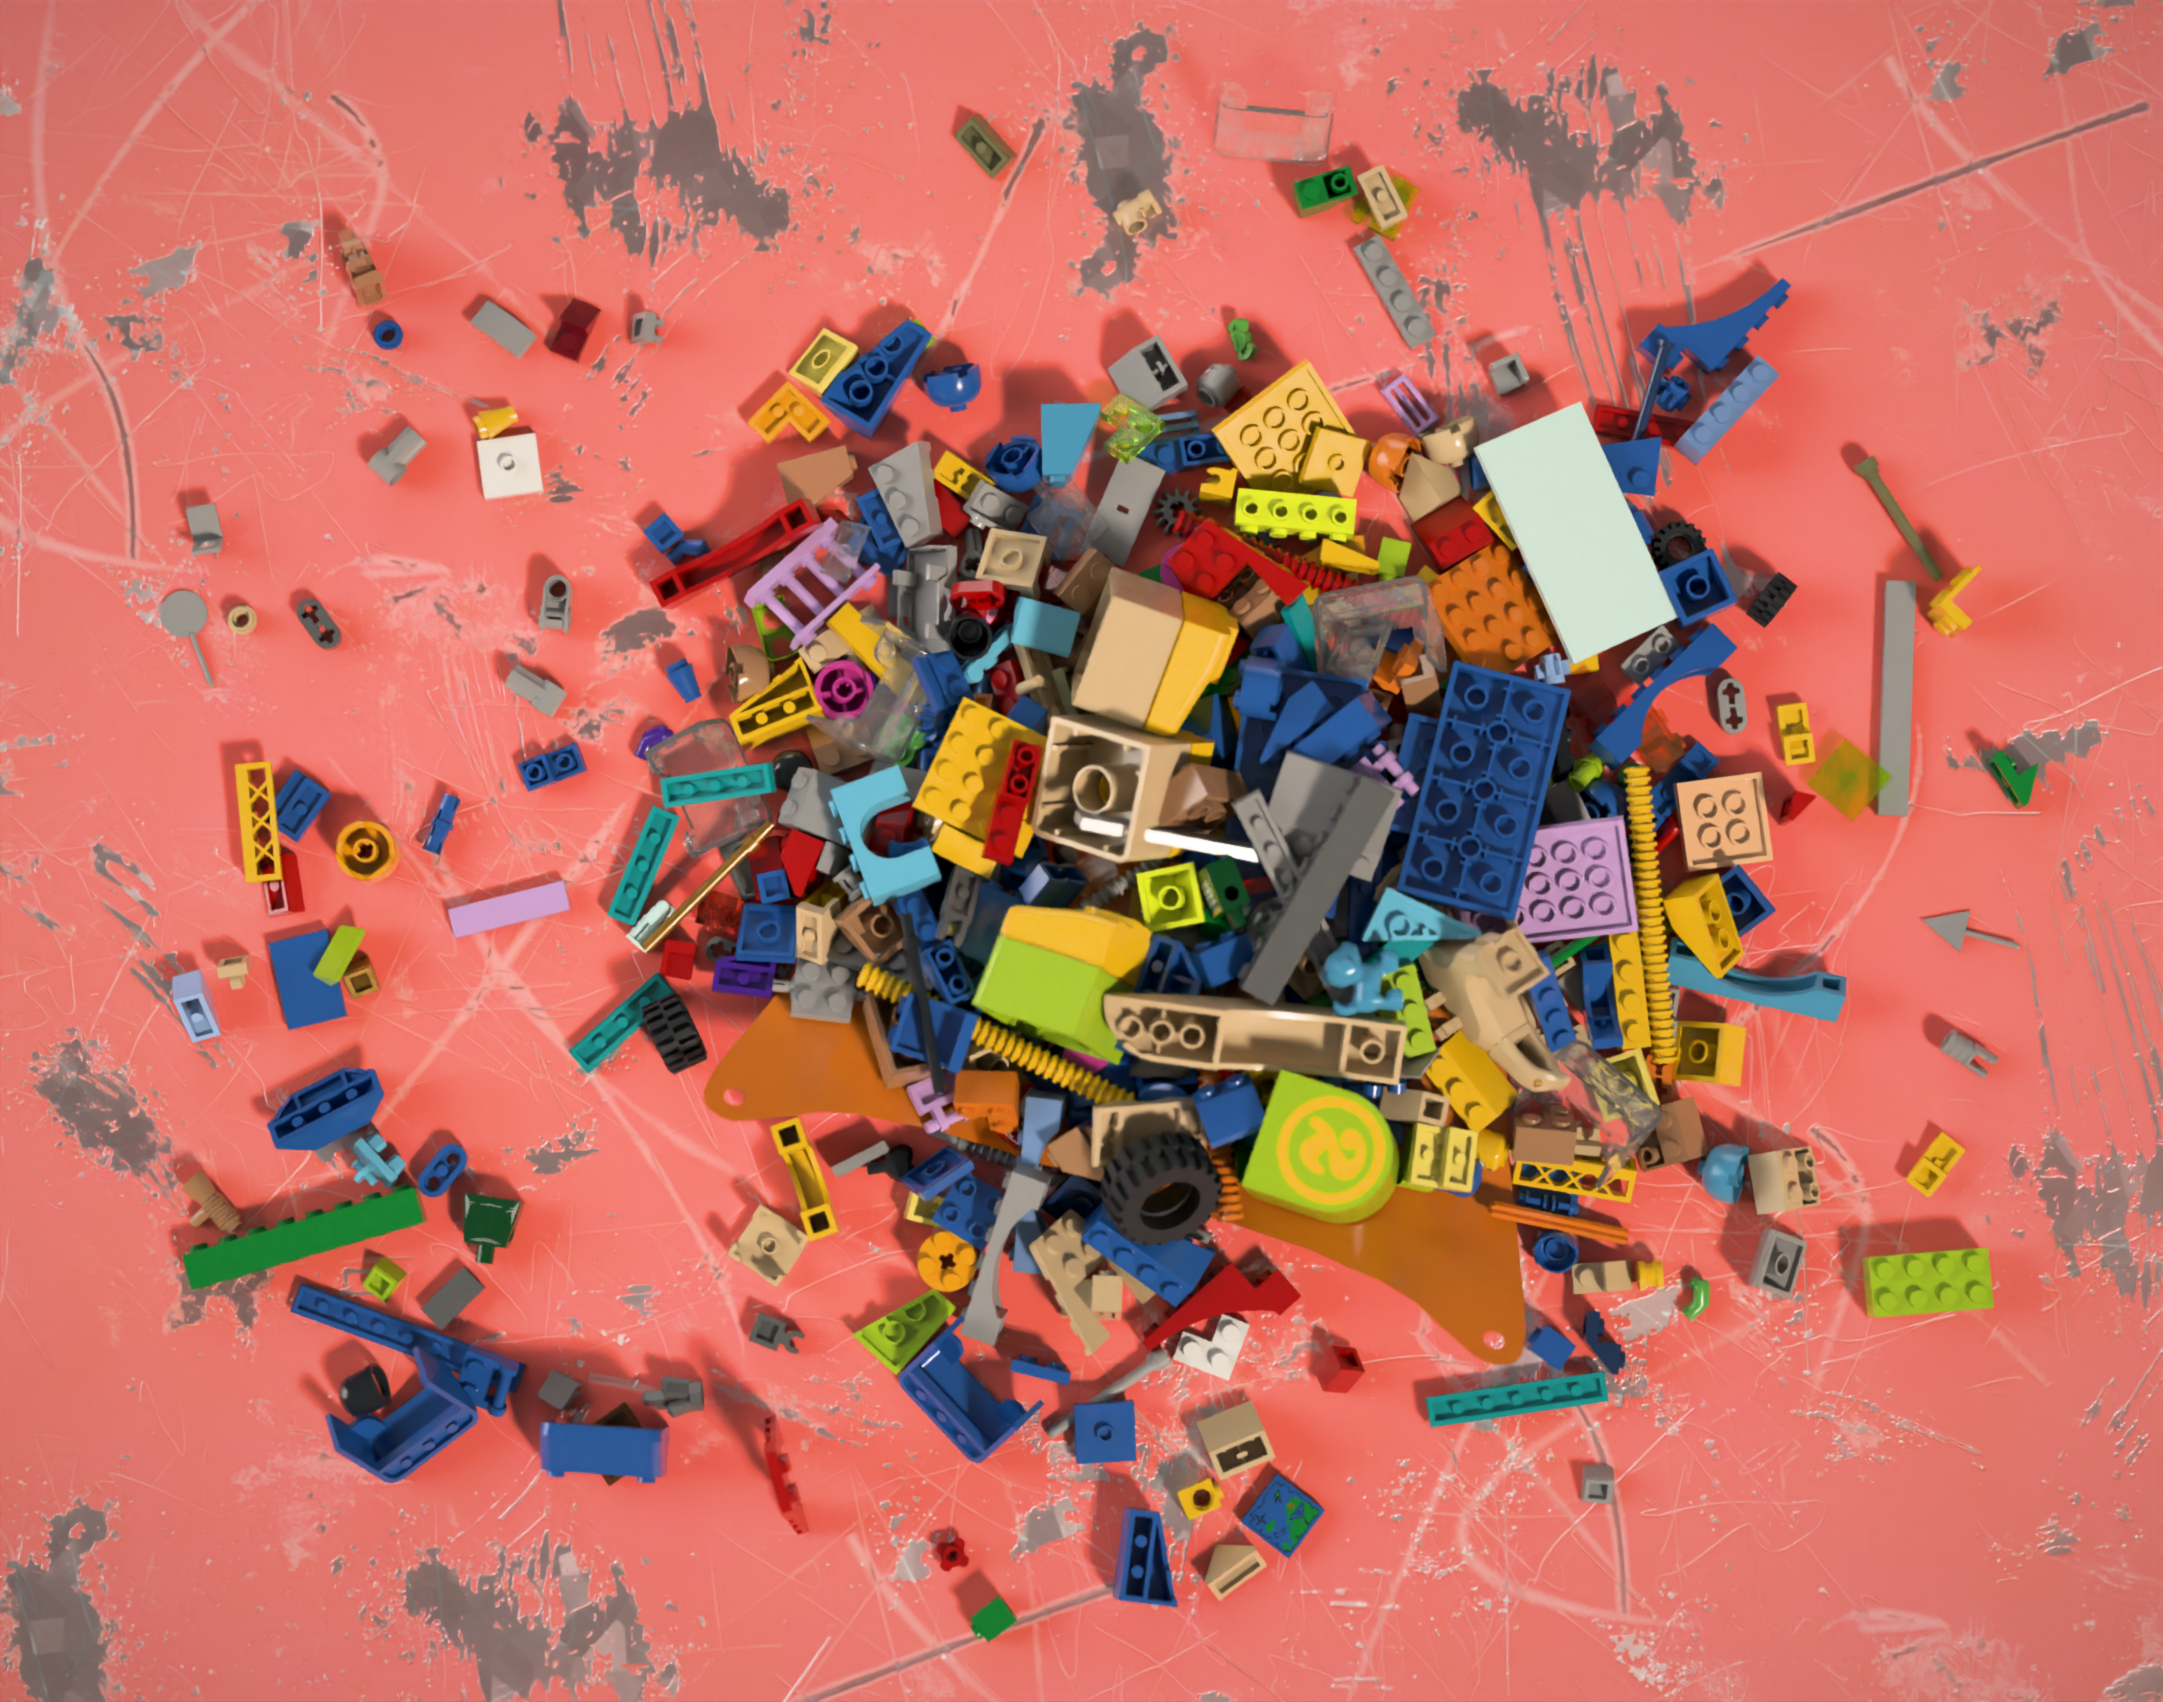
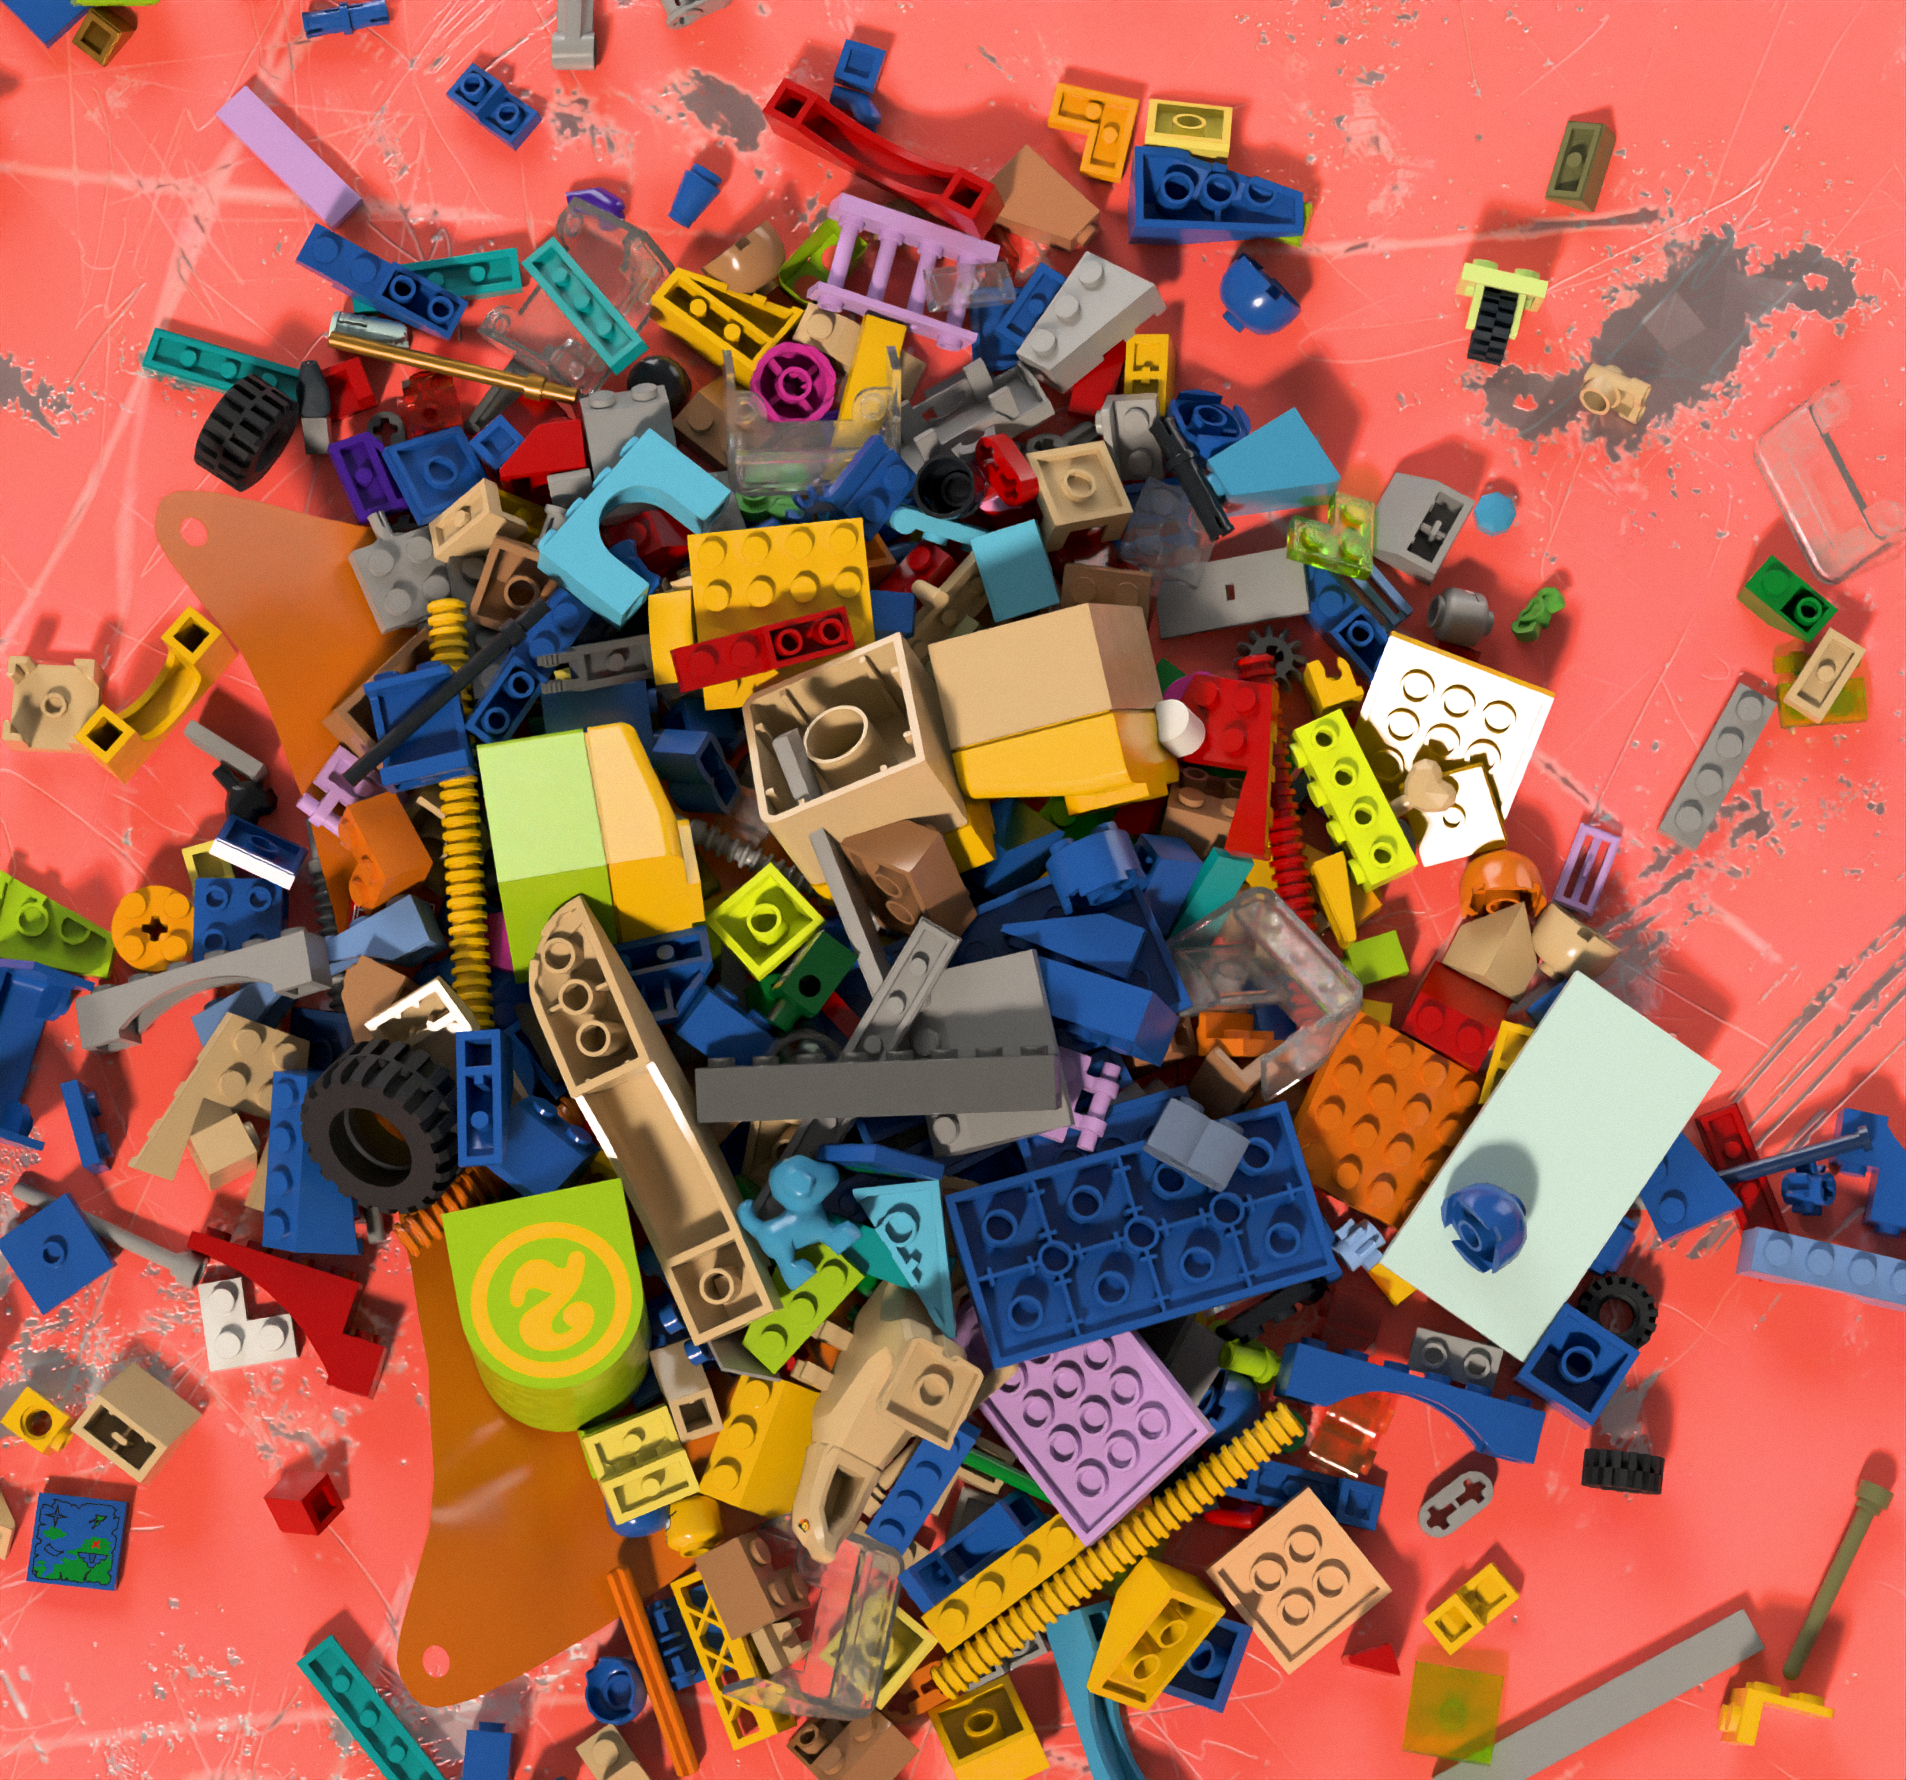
camera: 60 degrees right, 5 degrees down
(630, 898) = (381, 284): none -> blue slope
(679, 982) = (314, 406): none -> black piece
(1045, 490) = (1191, 478): none -> black pin
(1047, 249) = (1497, 305): none -> plate
(1167, 326) = (1494, 514): none -> dark azure tile
(1185, 1121) = (483, 1096): none -> blue slope
(1198, 588) = (1178, 728): none -> white brick
(1313, 469) = (1424, 790): none -> tan rock
(1357, 913) = (880, 1161): none -> blue tile
(1452, 726) = (1196, 1143): none -> sand blue brick
(1508, 374) = (1702, 967): light grey panel -> none
(1592, 589) = (1487, 1223): none -> blue cylinder

